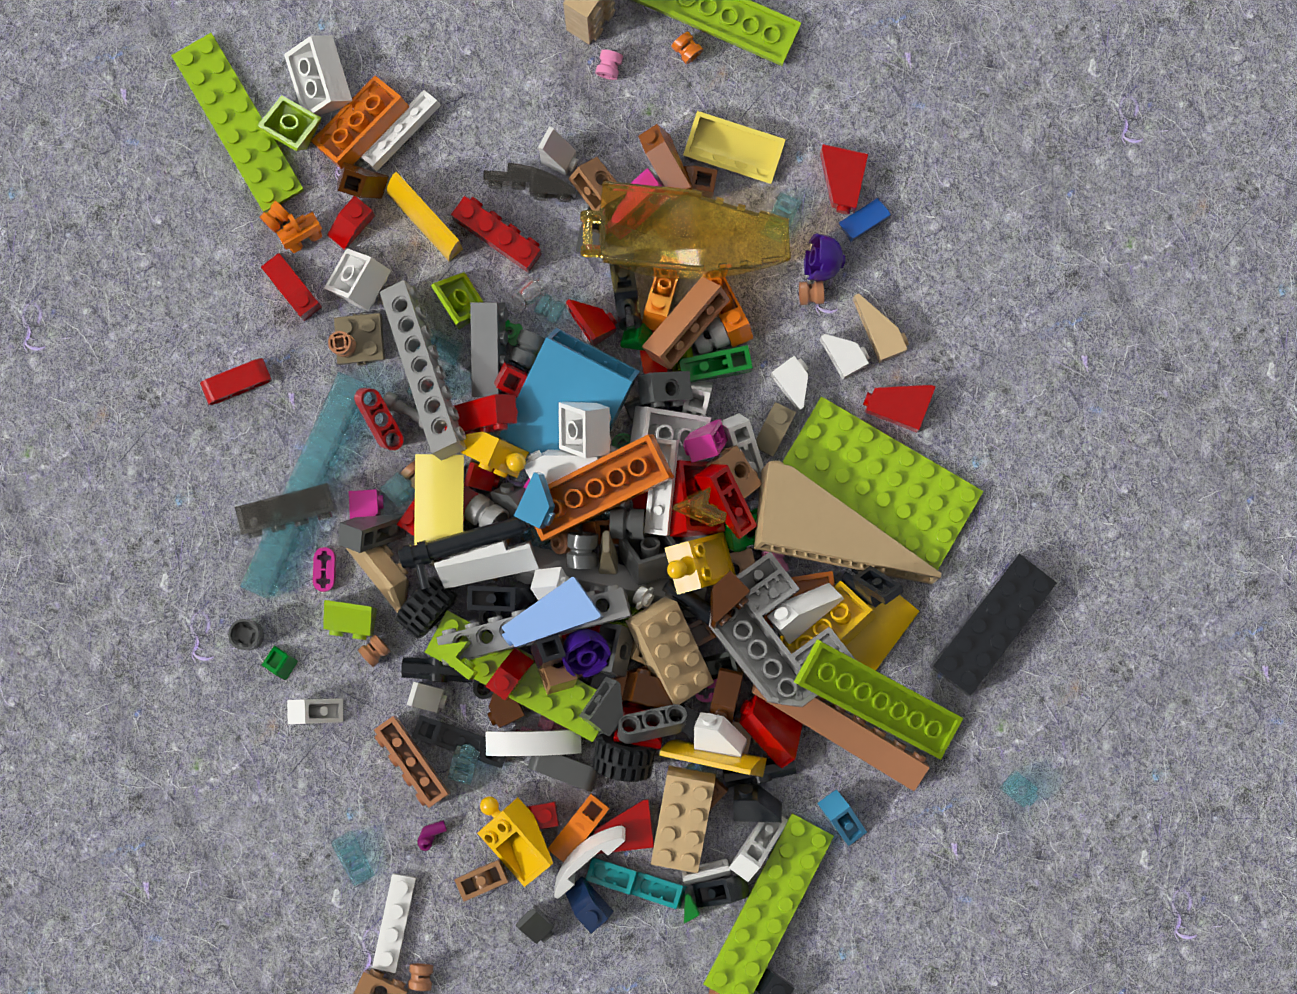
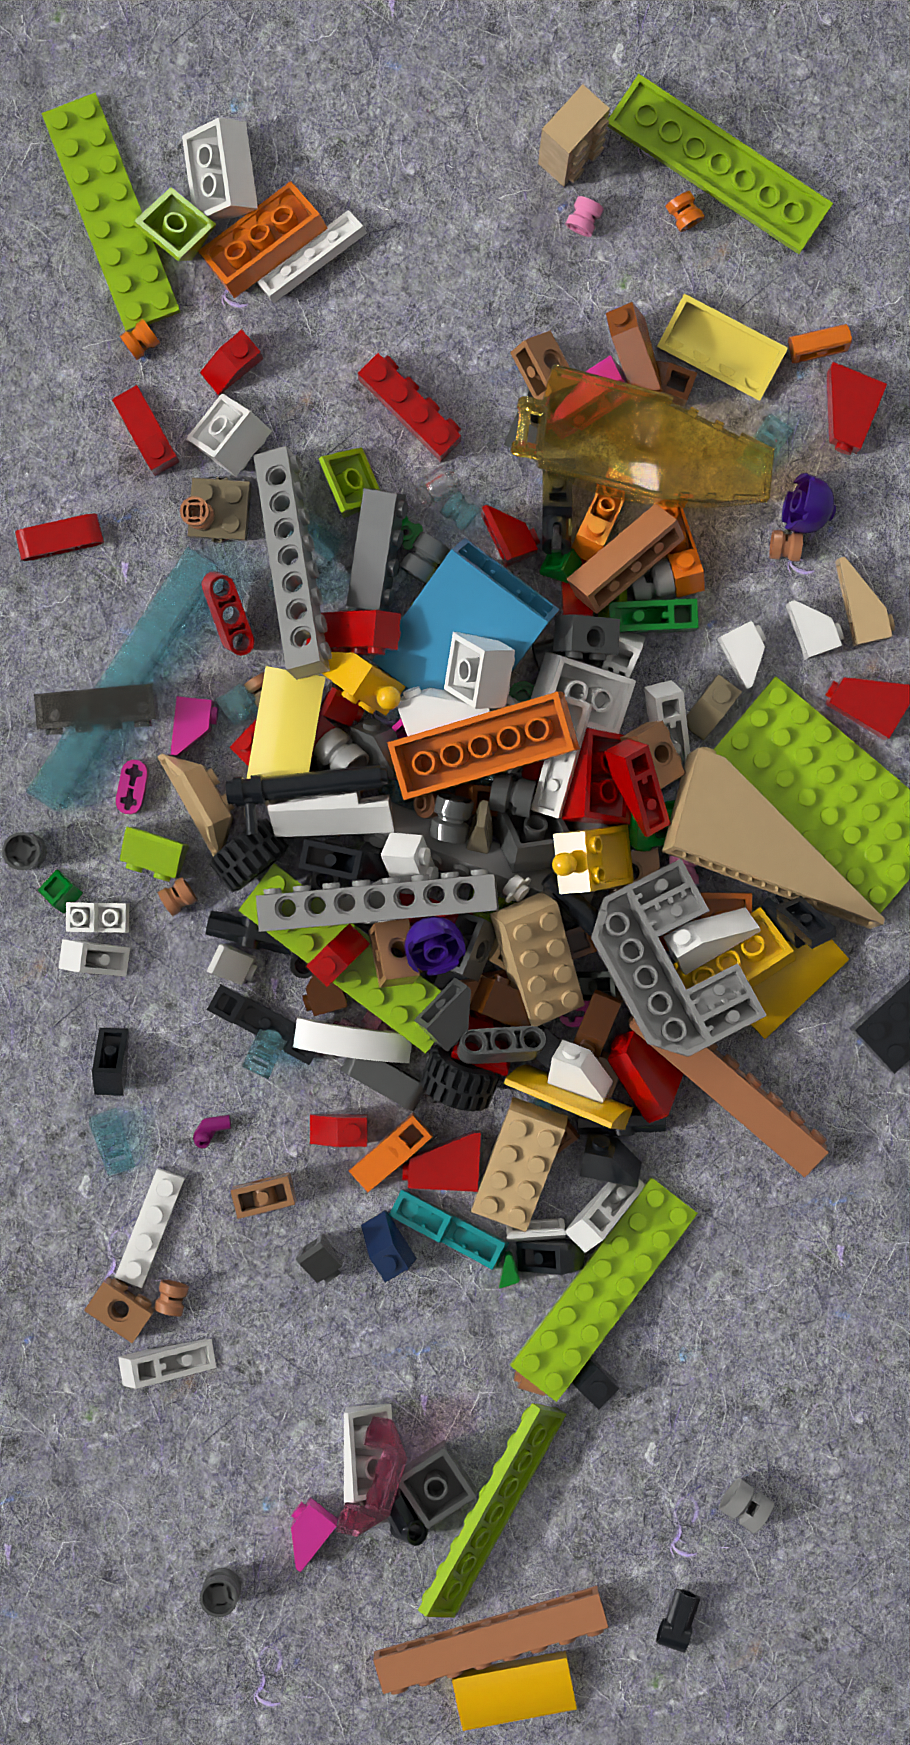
camera: 10 degrees right, 5 degrees up
(298, 230) = (165, 362): orange hips -> none
(312, 678) = (97, 917): none -> white slope
(341, 793) = (110, 1062): none -> black slope
(361, 182) = (252, 313): reddish brown slope -> none
(370, 532) = (194, 752): dark grey slope -> none
(393, 403) = (249, 597): light grey piece -> none
(411, 761) = (202, 1039): nougat brick -> none
(423, 217) = (322, 370): yellow slope -> none
(451, 654) = (270, 921): lime slope -> none
(510, 379) = (398, 593): red brick -> none
(515, 839) = (312, 1153): yellow slope -> none
(537, 503) = (405, 753): dark azure slope -> none
(540, 183) = (475, 352): clear smoke slope -> none
(548, 651) = (389, 937): black brick -> none
(555, 613) = (407, 892): light blue slope -> none
(557, 152) = (502, 317): white slope -> none
(605, 840) = (421, 1174): white slope -> none
(697, 507) = (602, 791): clear yellow slope -> none
(705, 441) = (625, 710): dark pink slope -> none
(726, 597) = (617, 907): reddish brown slope -> none
(810, 132) = (819, 343): none -> orange brick
(842, 817) = (711, 1192): dark azure slope -> none
(864, 219) = (867, 465): blue slope -> none
(878, 699) = (781, 1061): lime plate -> none

